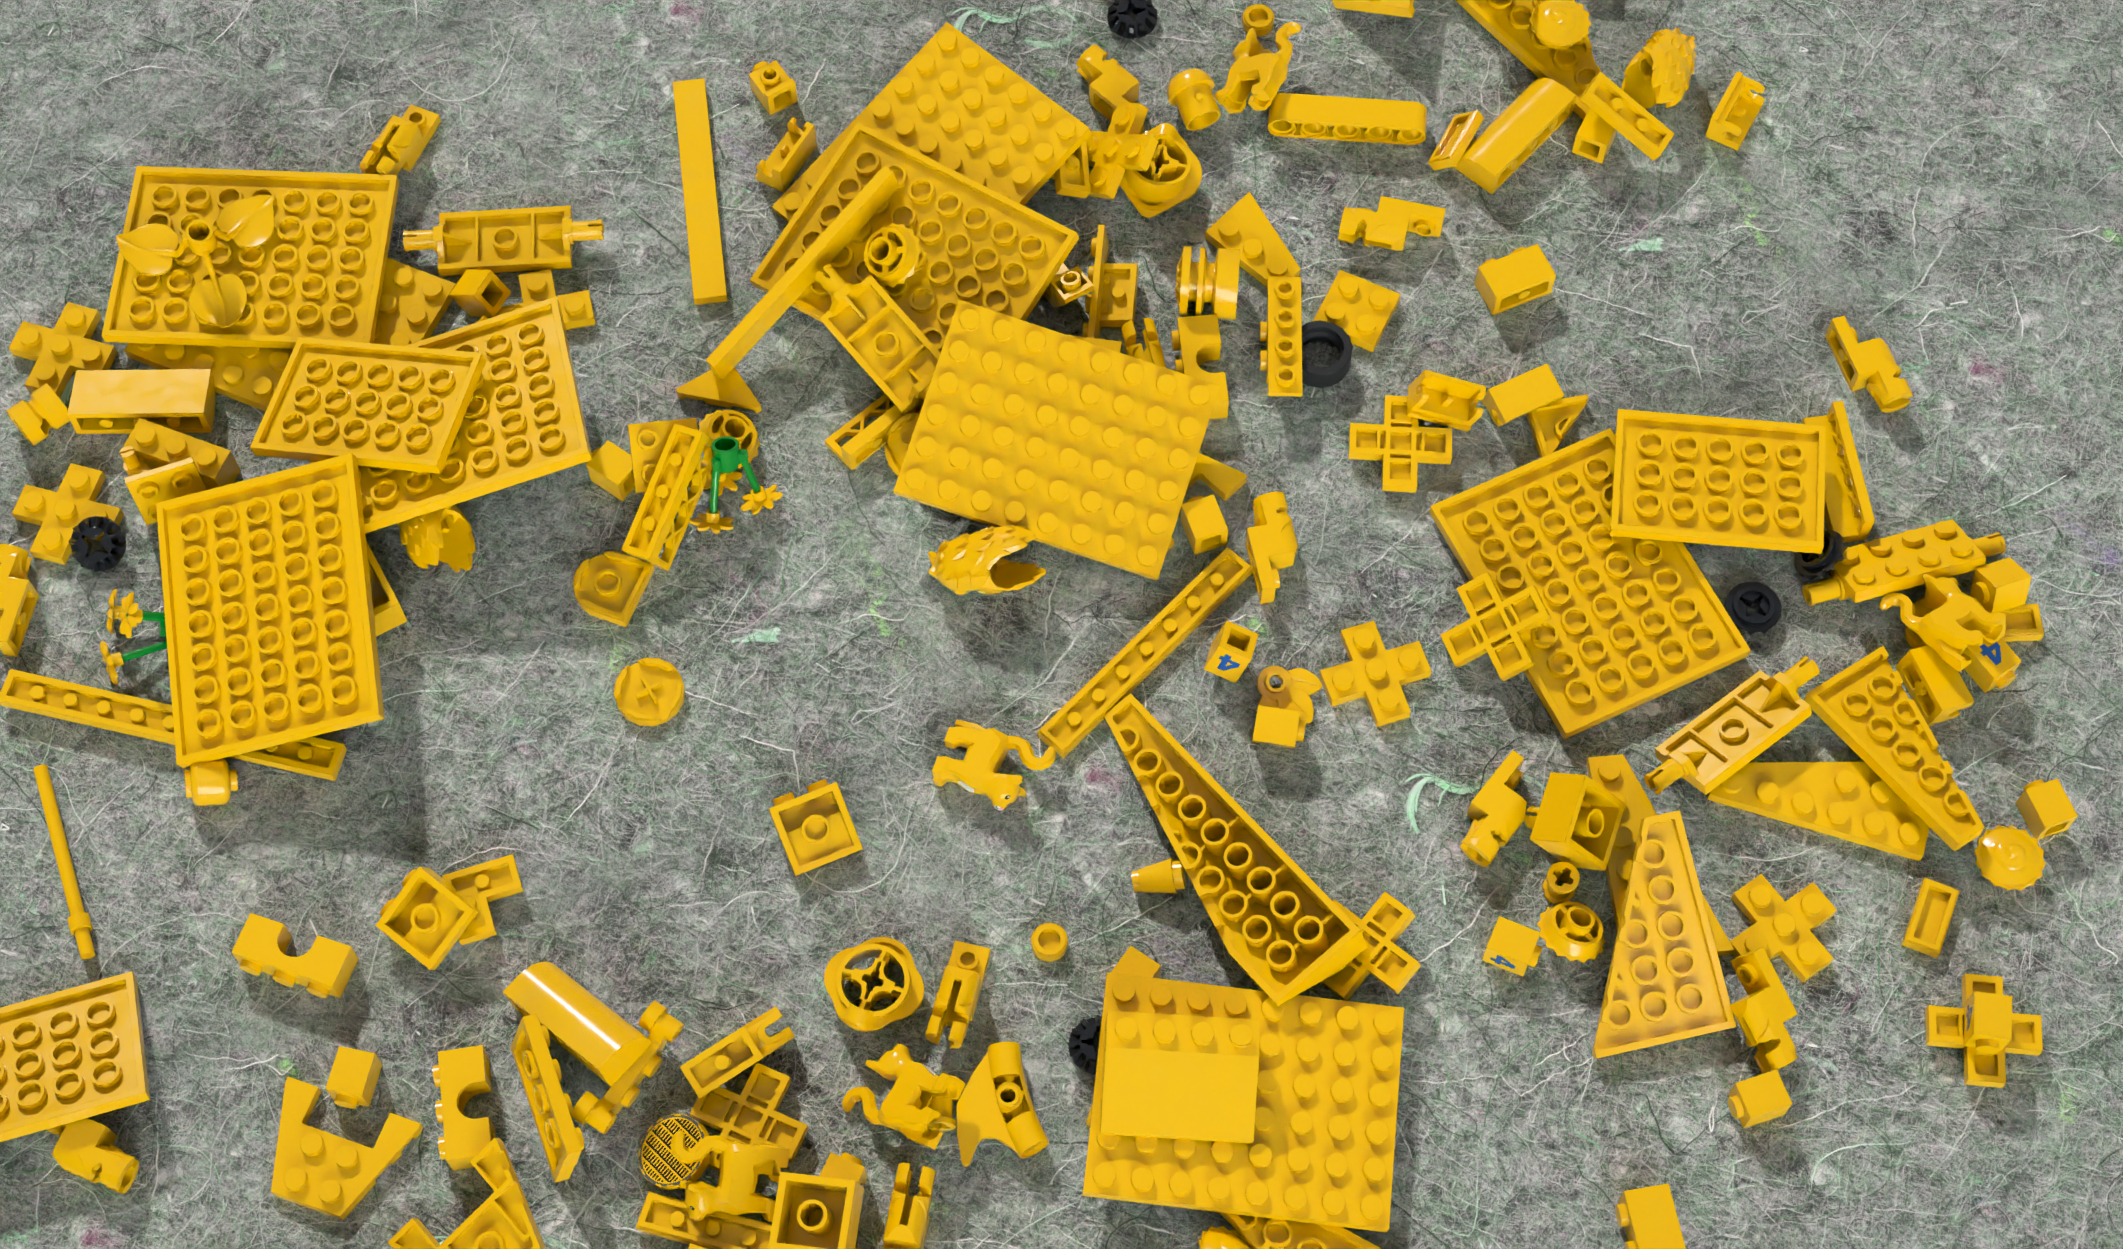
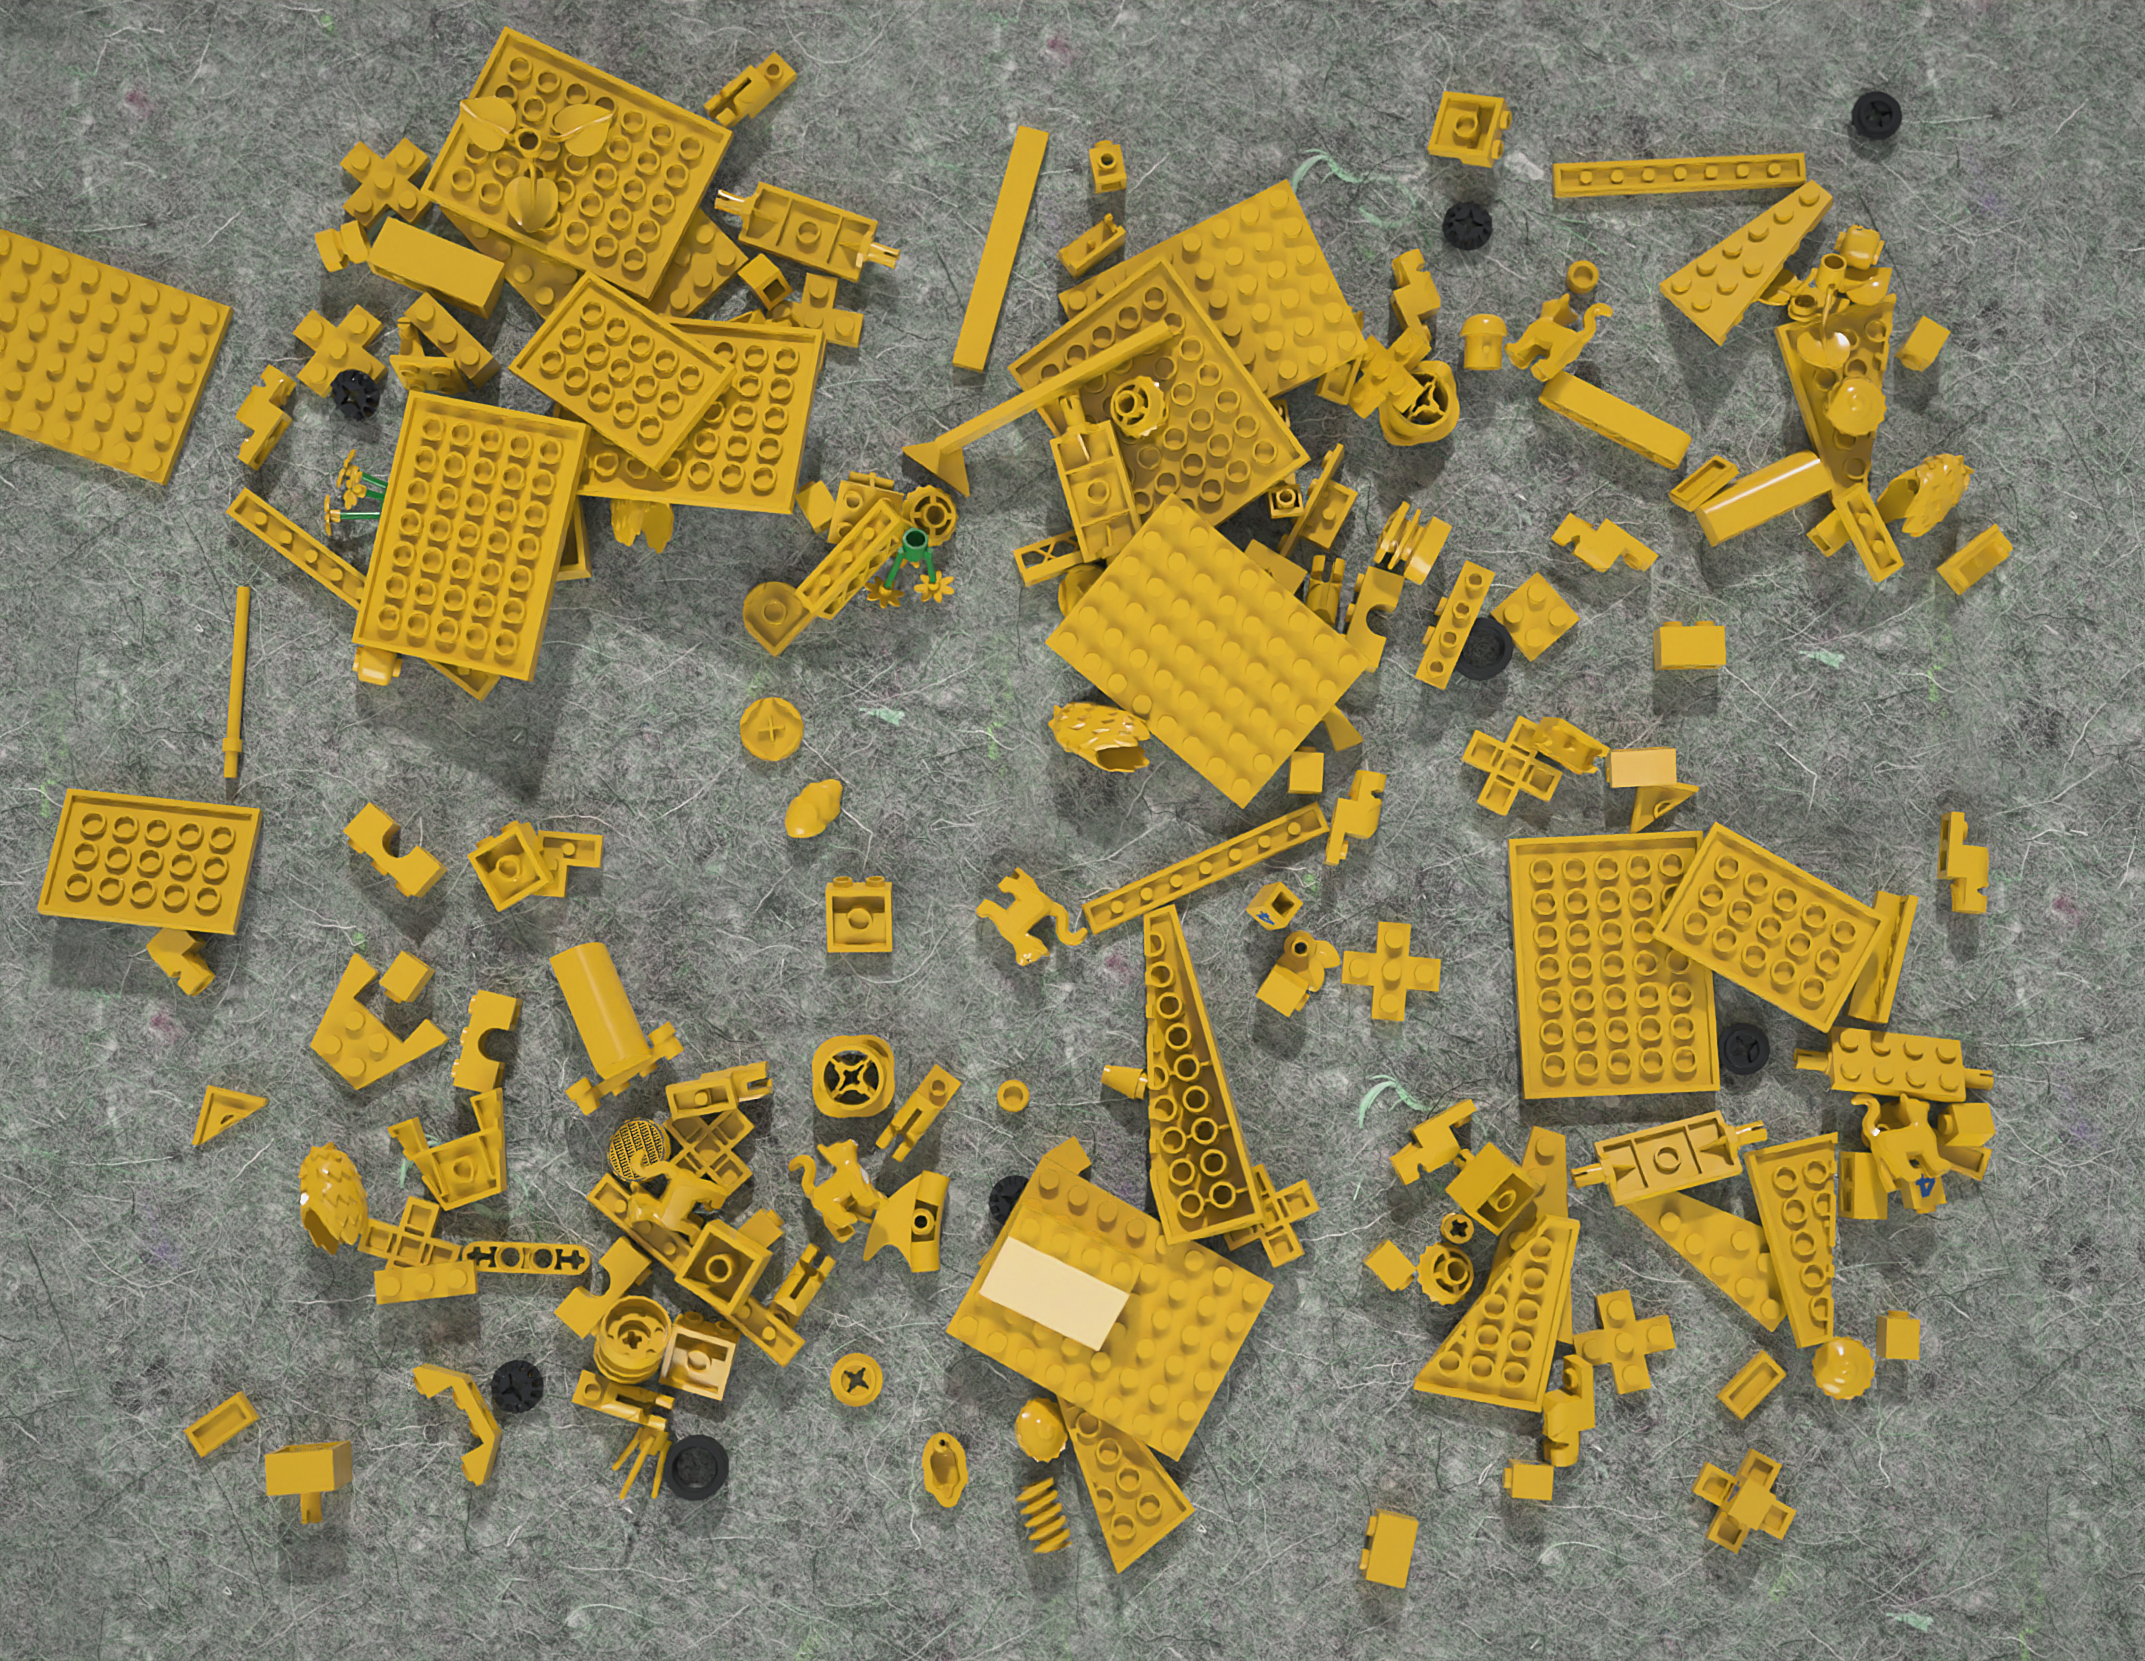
camera: 20 degrees right, 20 degrees up
(545, 1097) = (551, 1079): yellow plate -> none
(724, 748) = (813, 809): none -> yellow arm
(1259, 244) = (1473, 511): yellow wing -> none
(1495, 626) = (1510, 979): yellow plate -> none
(1809, 563) = (1816, 1040): black gear -> none

